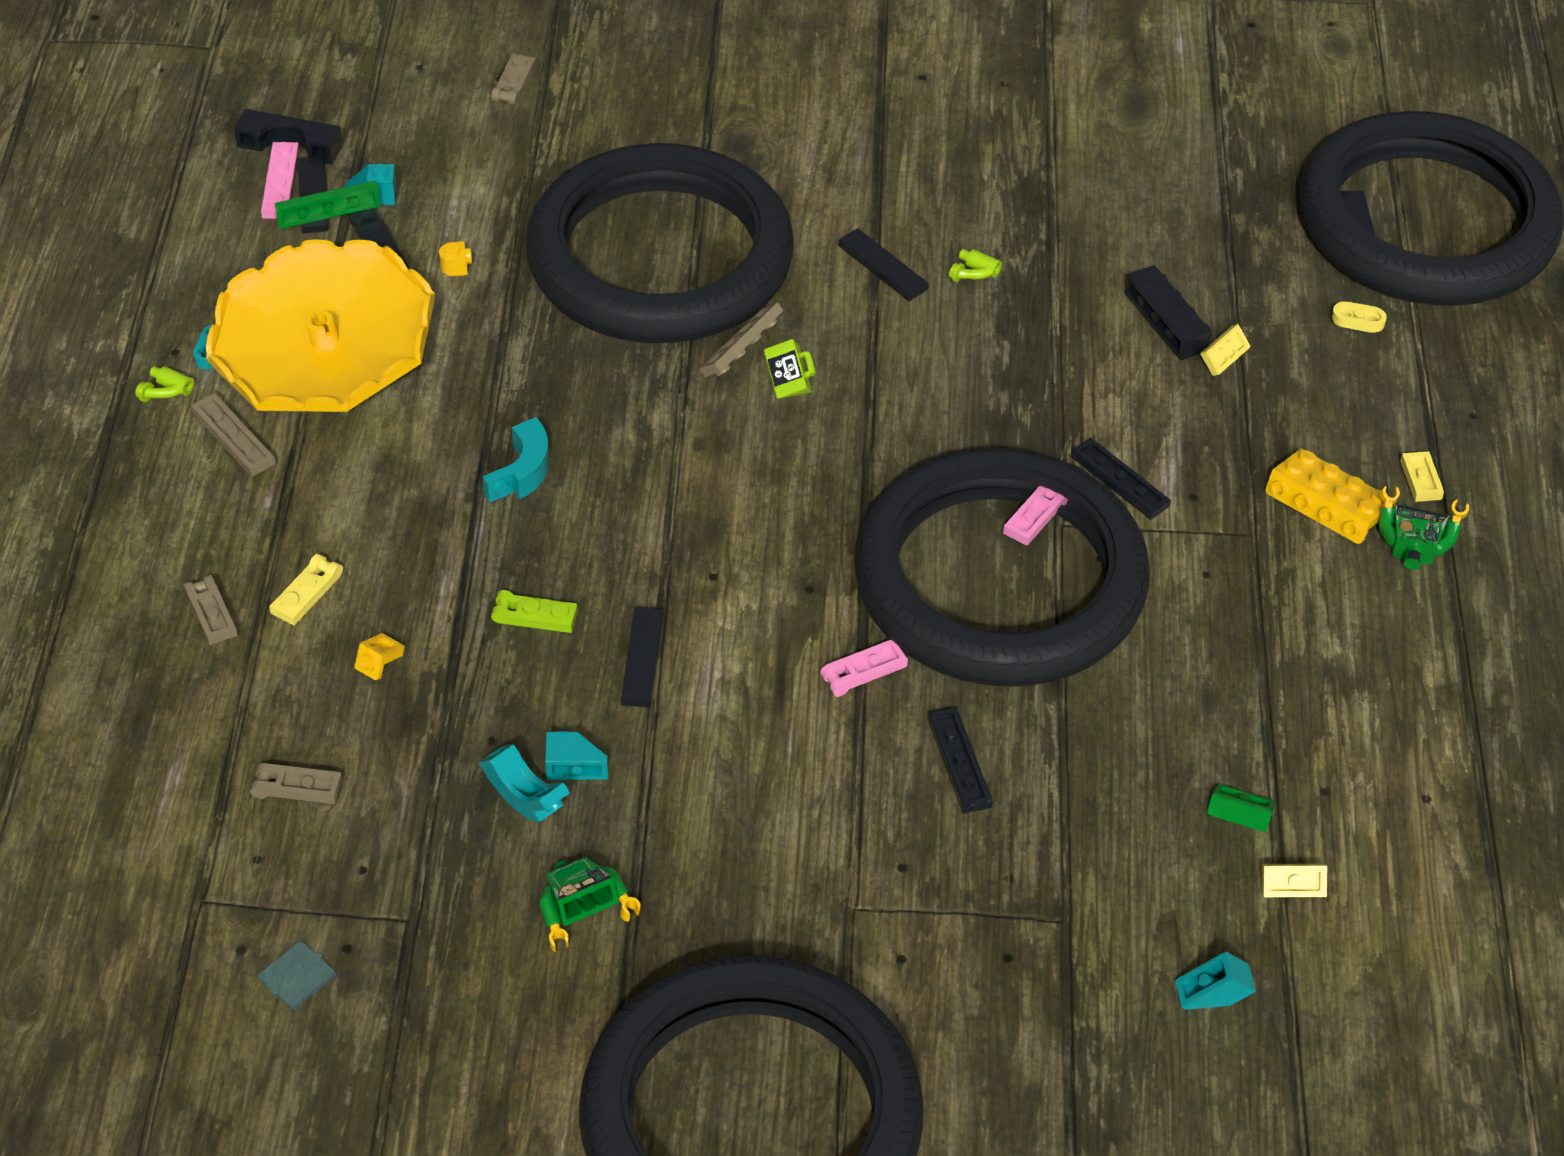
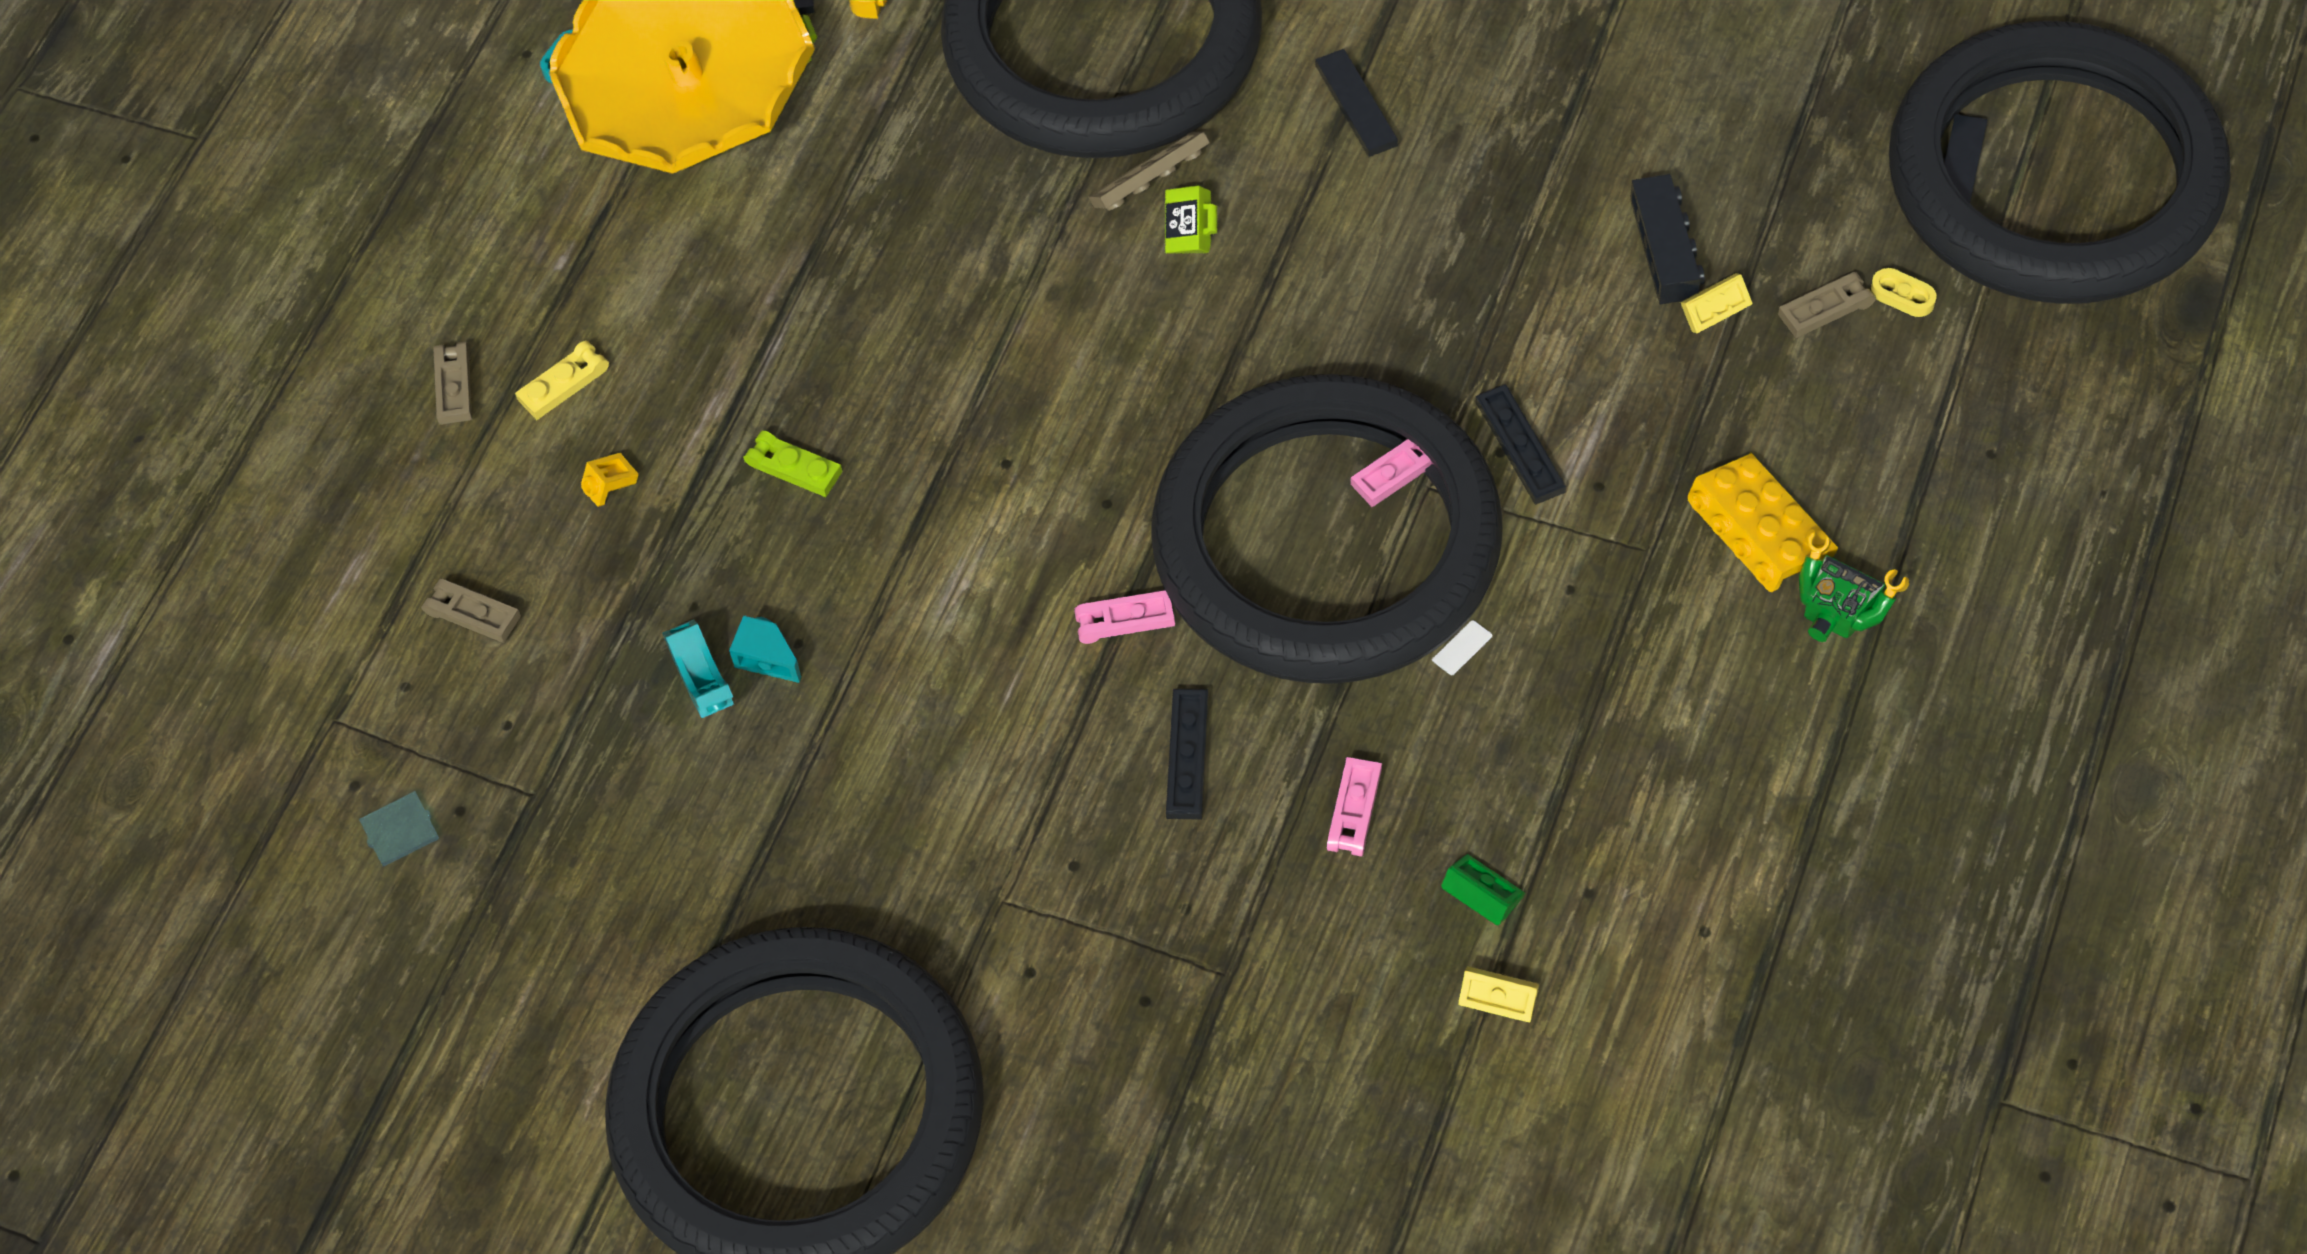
camera: 25 degrees right, 10 degrees up
(173, 382) = (511, 94): lime plant -> none
(233, 435) = (548, 173): dark tan plate -> none
(528, 470) = (848, 286): teal arch -> none
(579, 891) = (710, 811): green torso -> none
(642, 657) = (888, 545): black tile -> none
(981, 265) = (1476, 128): lime plant -> none
(1114, 767) = (1354, 805): none -> bright pink plate
(1142, 634) = (1462, 647): none -> white sticker
(1216, 983) = (1356, 1093): teal slope -> none
(1306, 336) = (1826, 304): none -> dark tan plate
(1422, 476) = (1883, 523): light yellow plate -> none

